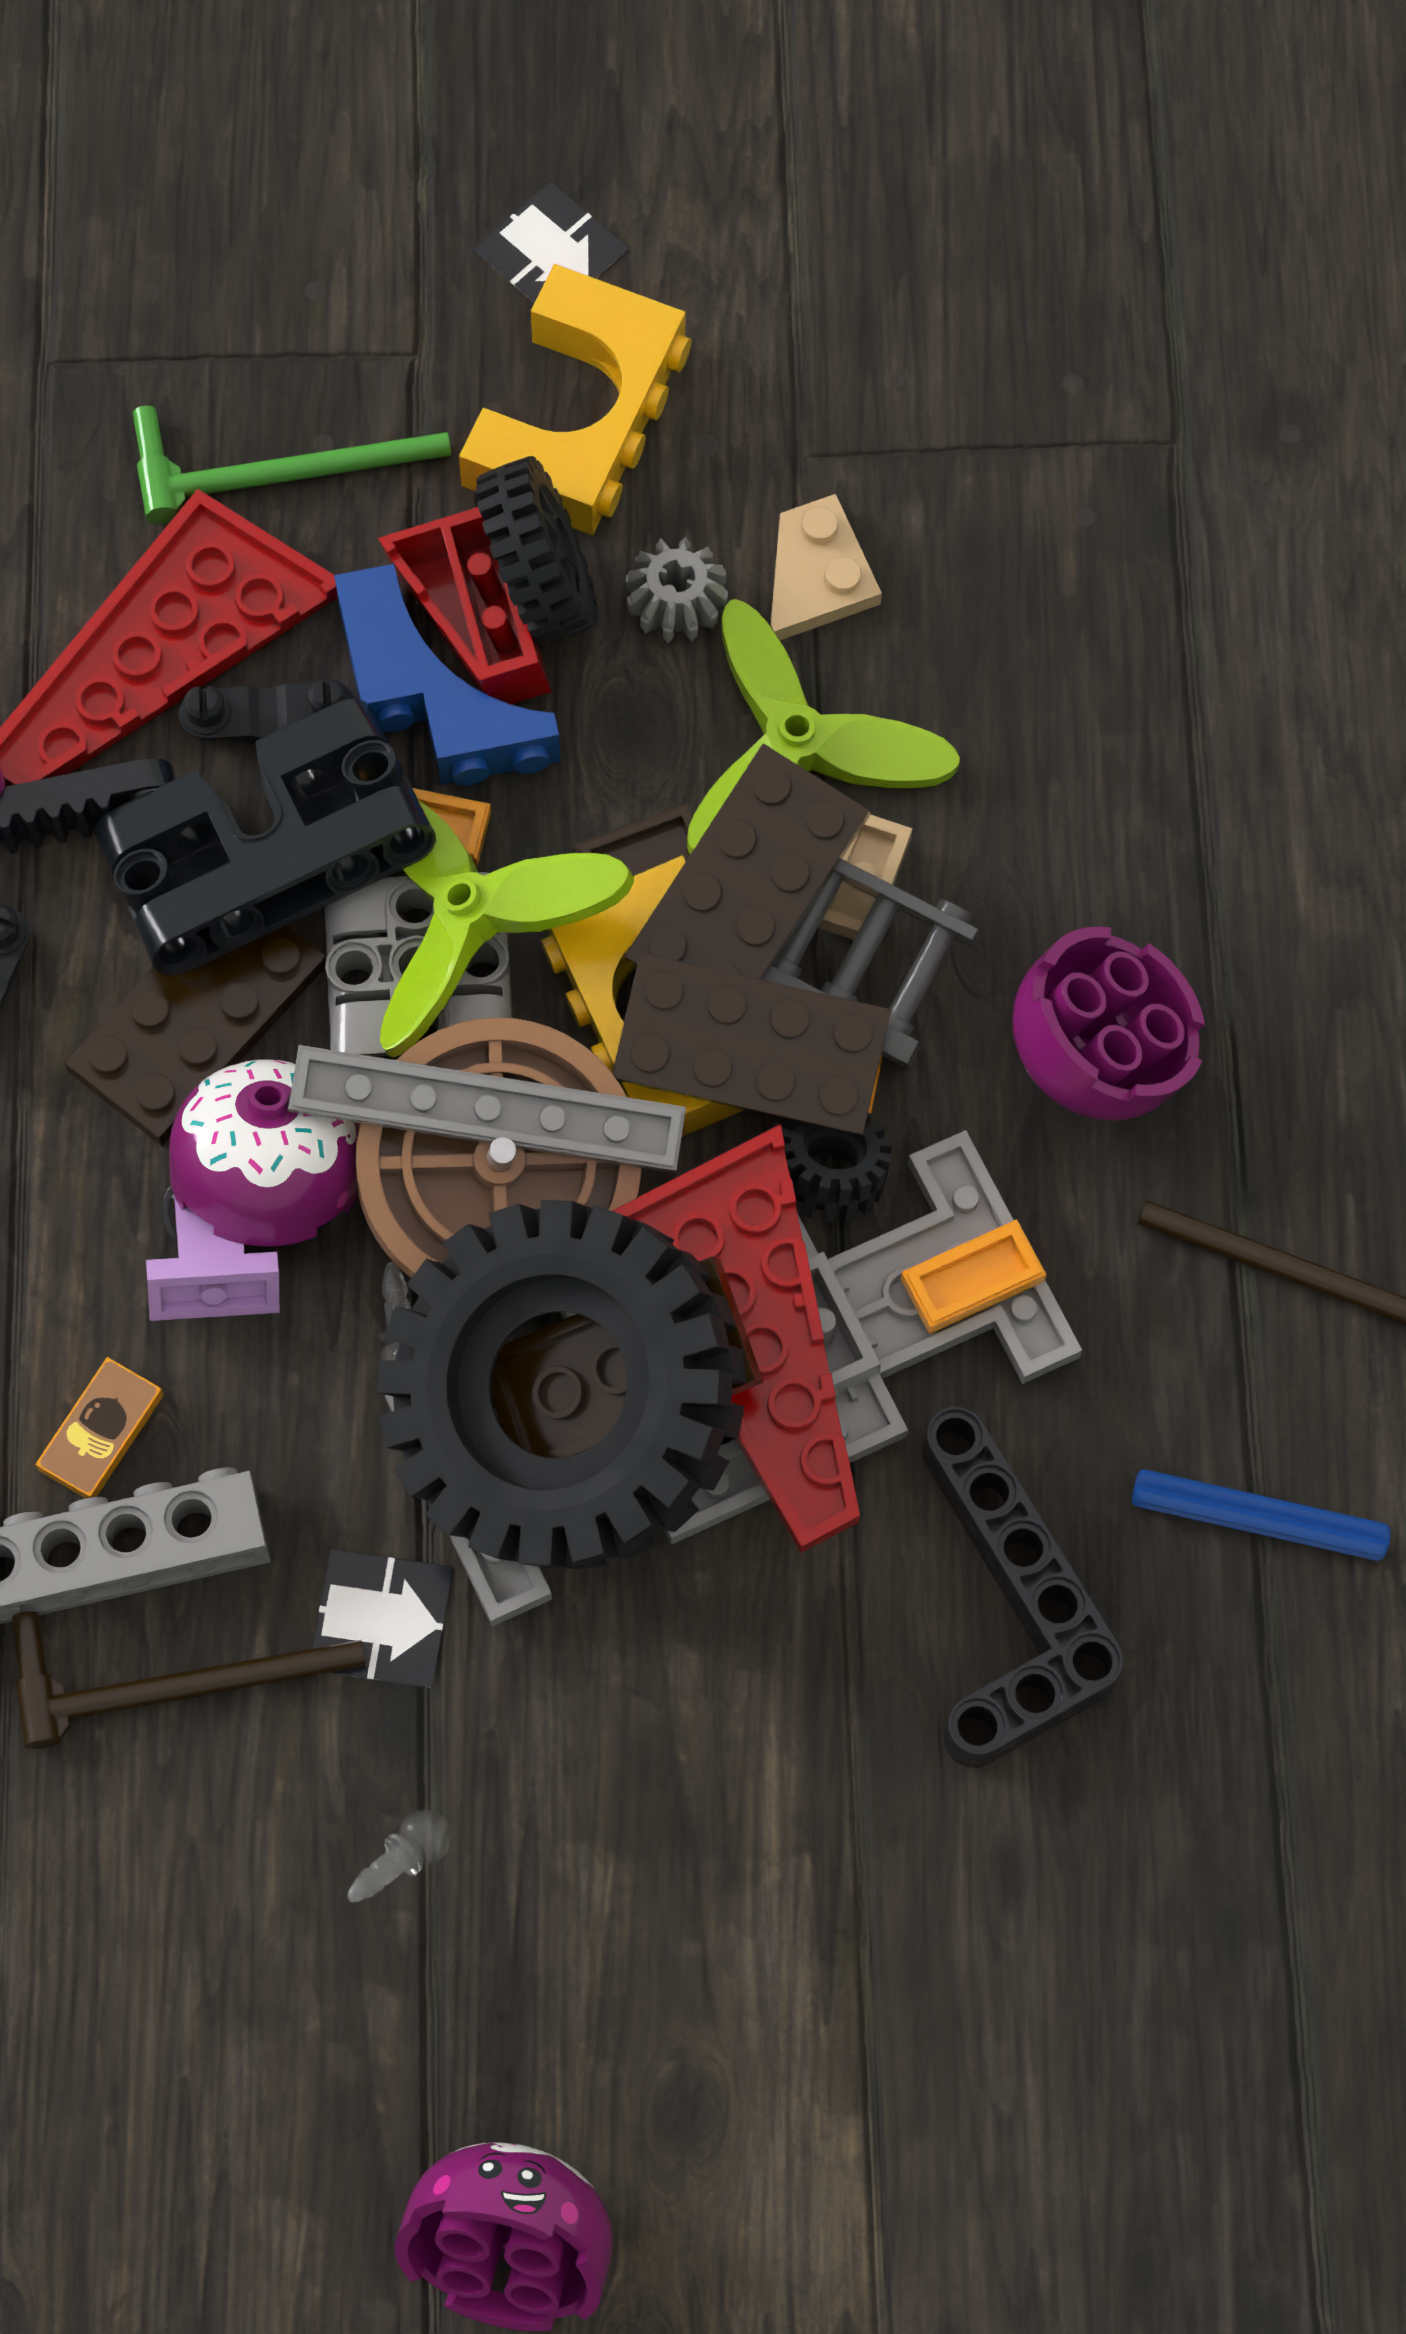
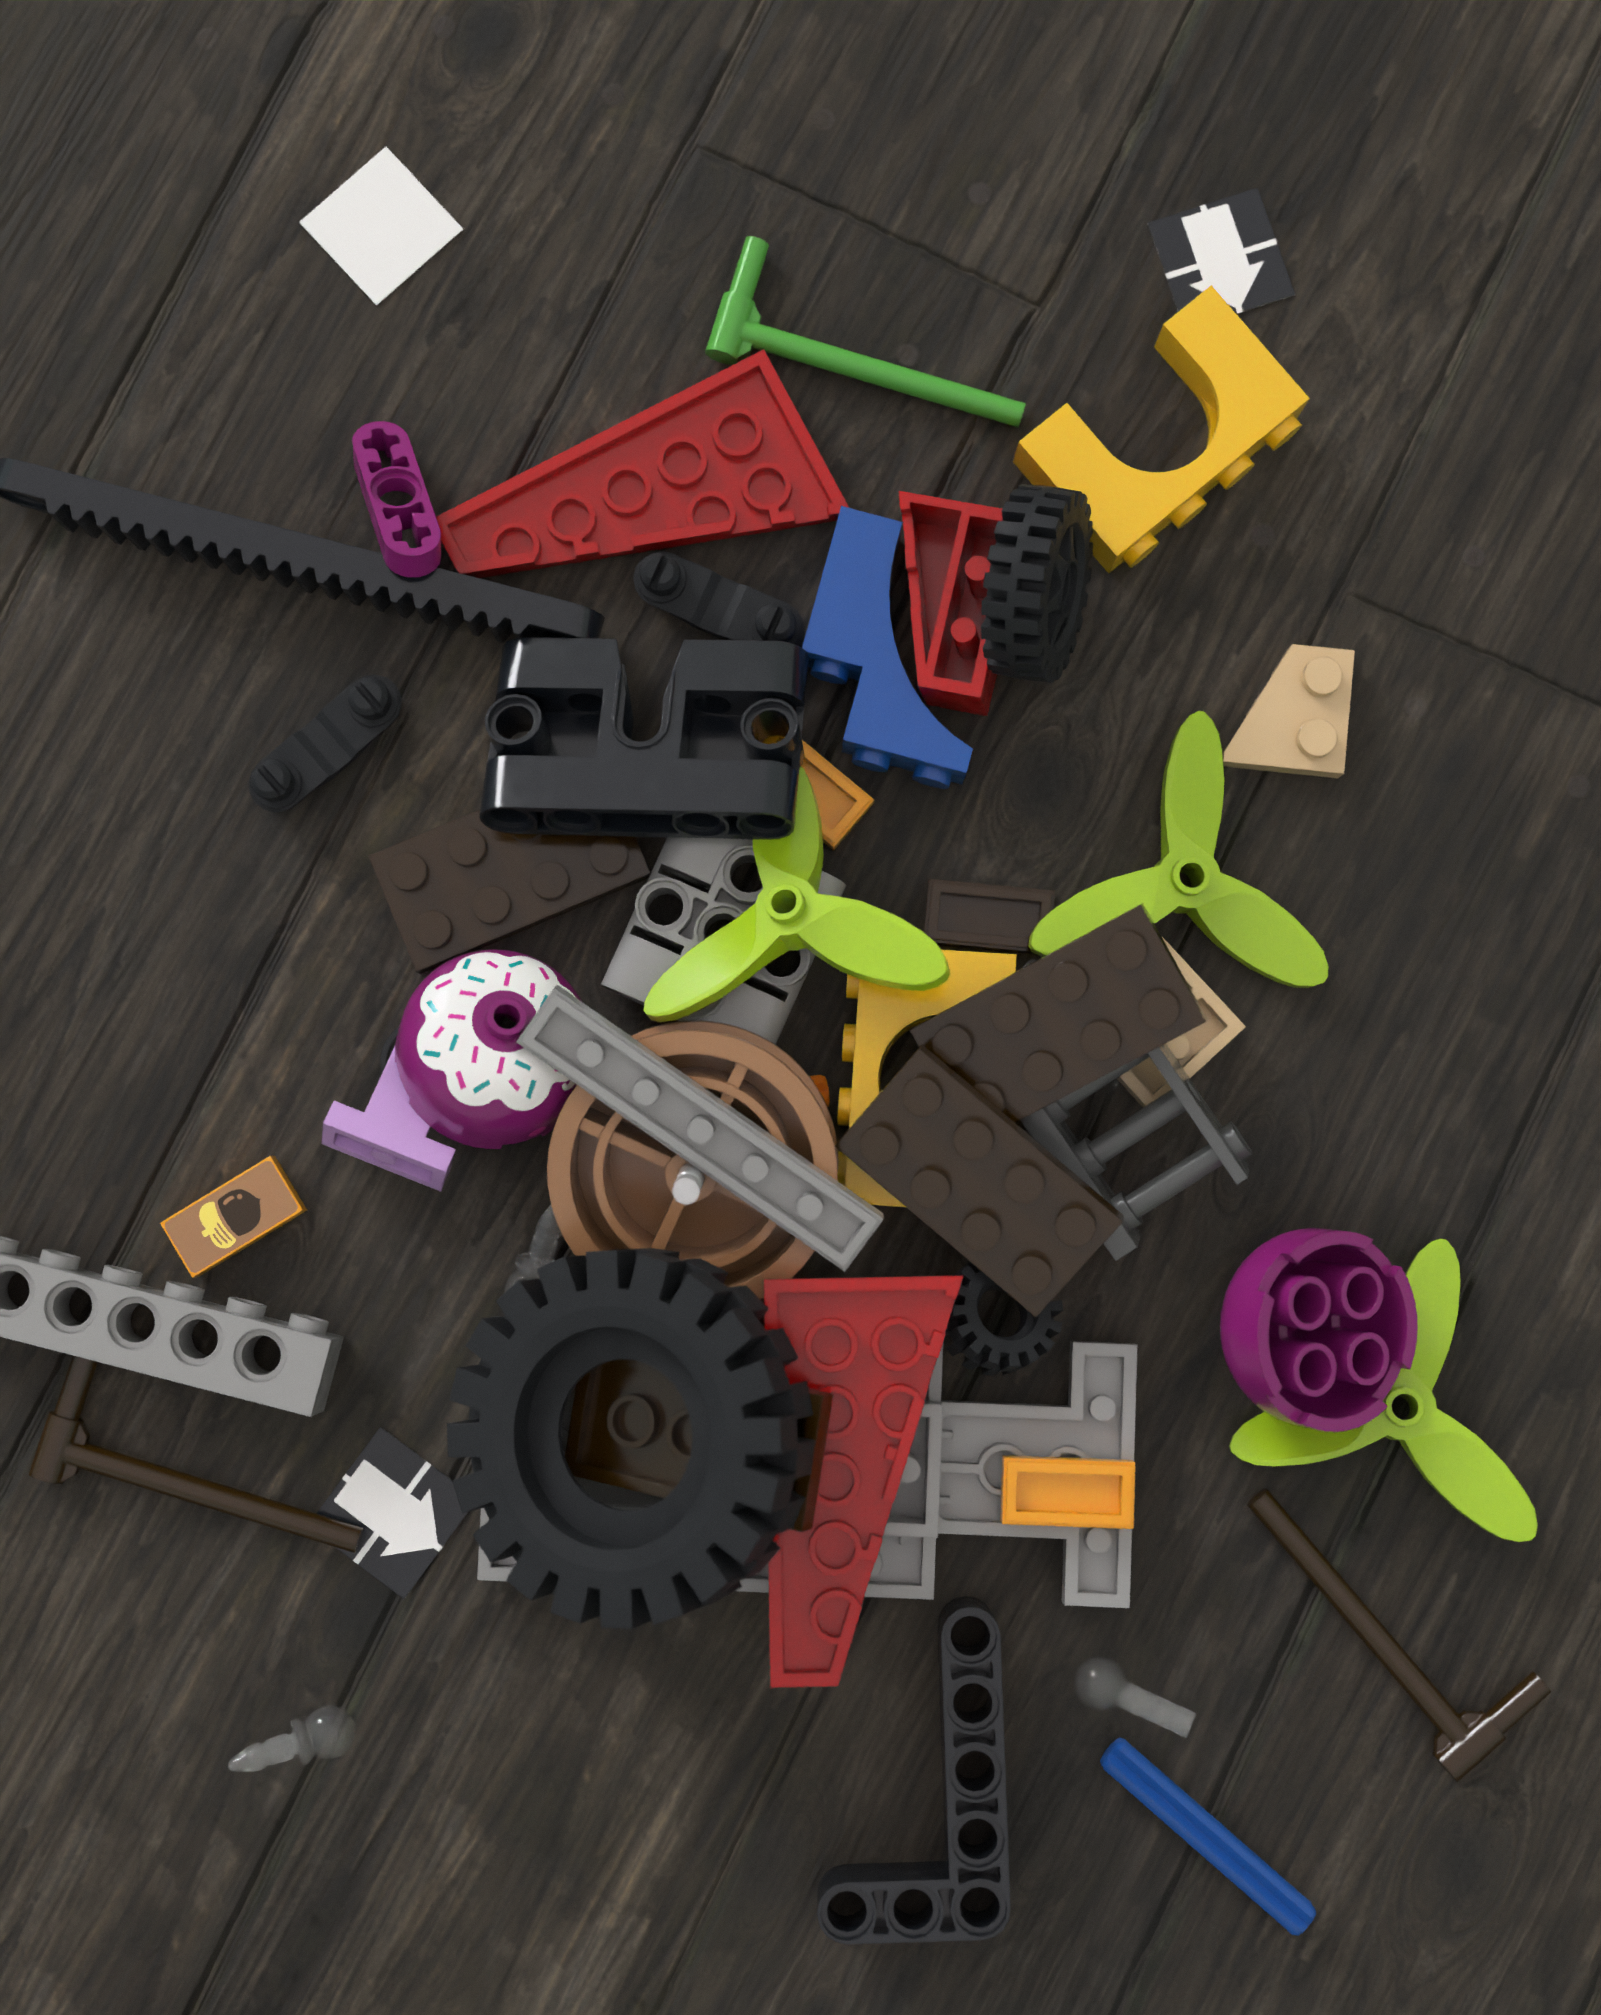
camera: 30 degrees right, 15 degrees up
(655, 595) = (1173, 665): light grey gear -> none
(1099, 1438) = (1103, 1686): none -> clear bar
(1266, 1083) = (1440, 1447): none -> lime piece

